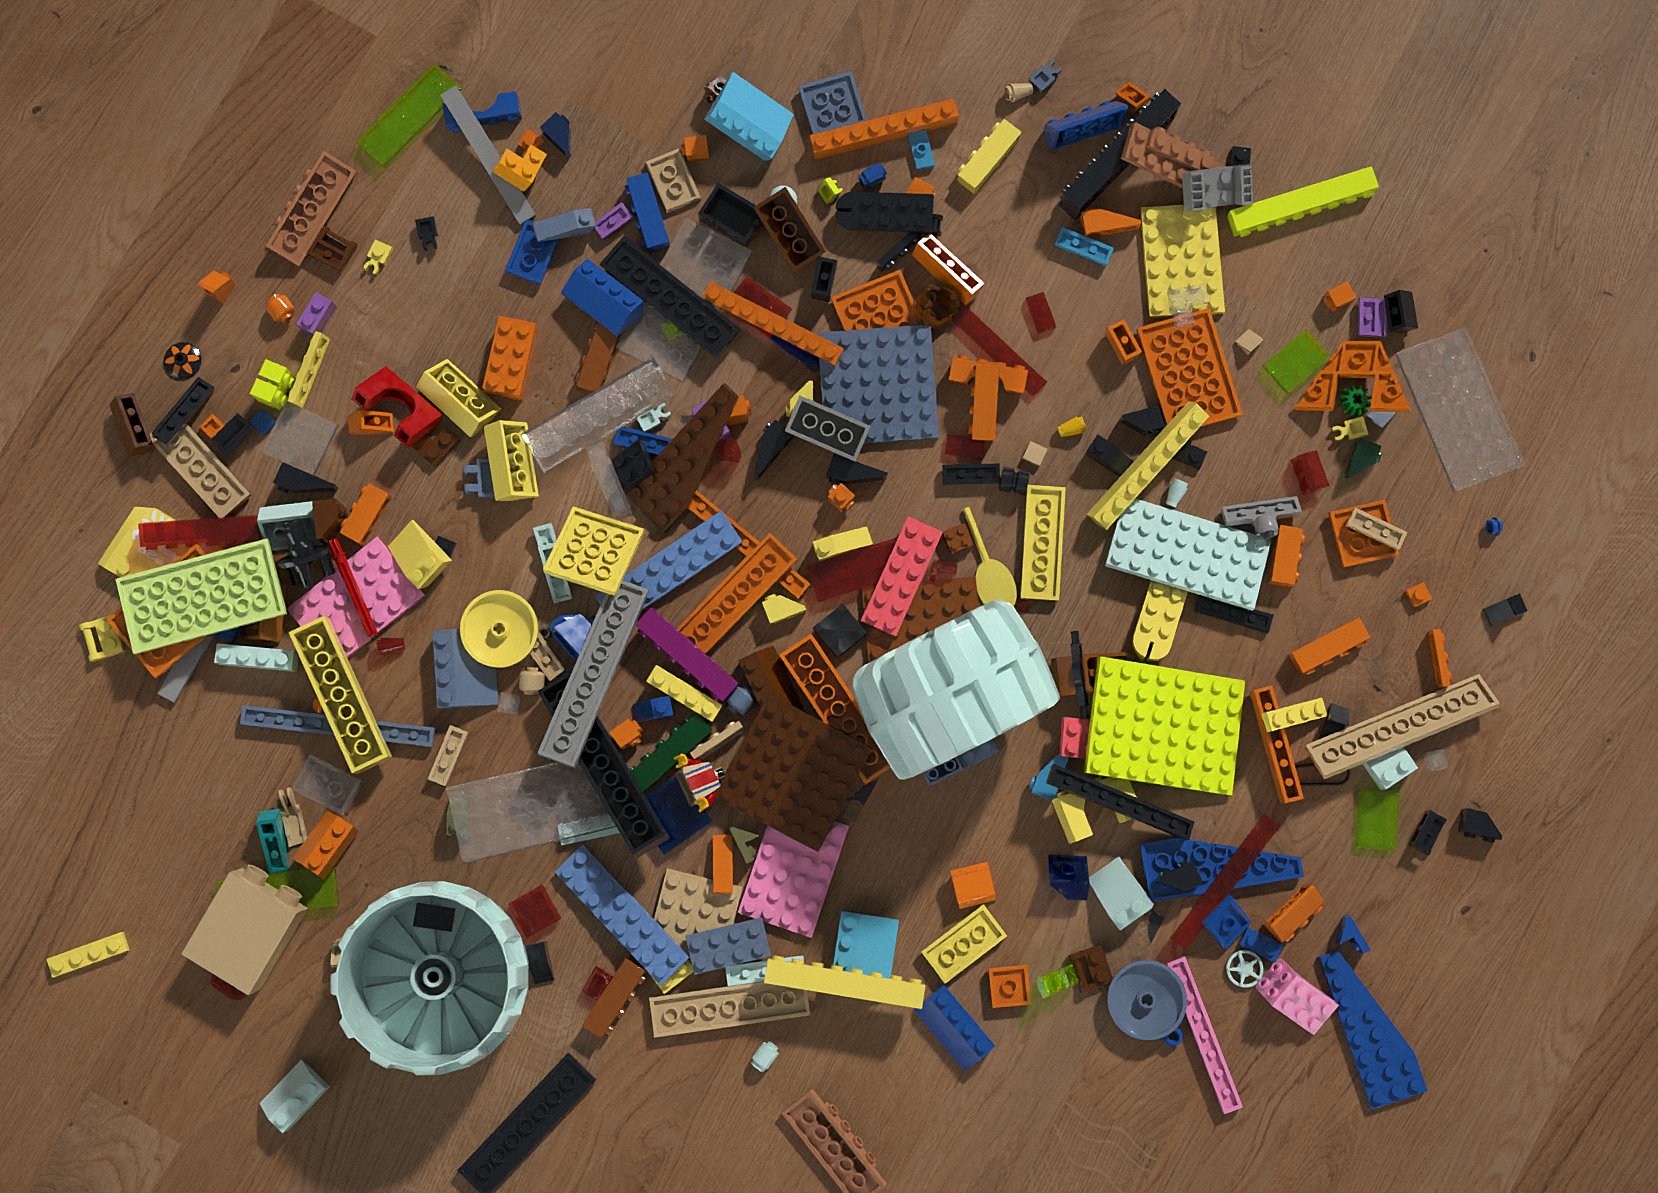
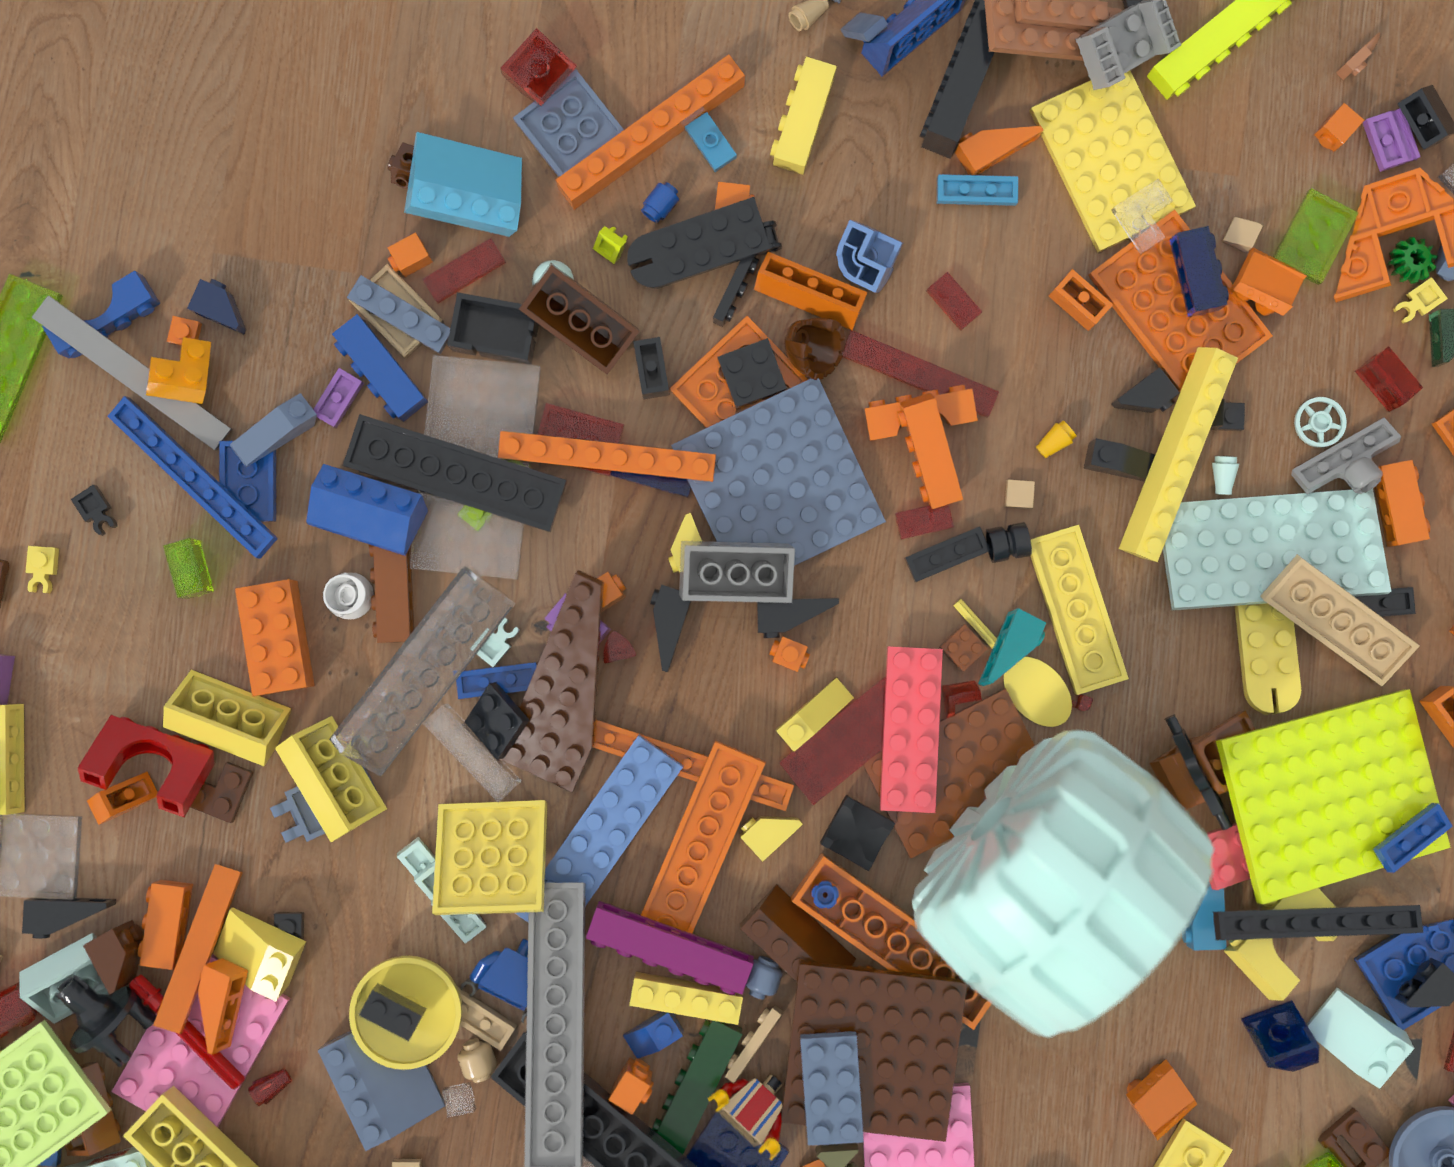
camera: 25 degrees left, 5 degrees up
(381, 536) = (197, 949): none -> orange tile
(383, 573) = (220, 1001): none -> orange slope
(472, 292) = (188, 568): none -> clear neon green brick
(492, 621) = (392, 1012): none -> black brick
(499, 235) = (192, 477): none -> blue plate
(568, 350) = (348, 595): none -> white piece
(674, 183) = (400, 314): none -> sand blue plate
(727, 171) = (464, 270): none -> clear red tile
(757, 784) = (831, 1088): none -> sand blue plate
(802, 652) = (826, 902): none -> blue plate
(826, 60) = (537, 68): none -> clear red slope
(888, 307) = (751, 373): none -> black plate
(993, 260) = (867, 255): none -> medium blue brick
(994, 546) = (1016, 639): none -> teal slope
(1049, 114) = (864, 27): none -> sand blue tile
(1205, 773) = (1412, 837): none -> blue plate
(1208, 353) = (1199, 271): none -> clear blue brick
(1212, 613) = (1339, 620): none -> tan plate
(1251, 378) = (1268, 283): none -> orange slope
(1253, 483) = (1320, 422): none -> light aqua wheel
(1368, 258) = (1357, 62): none -> nougat plate

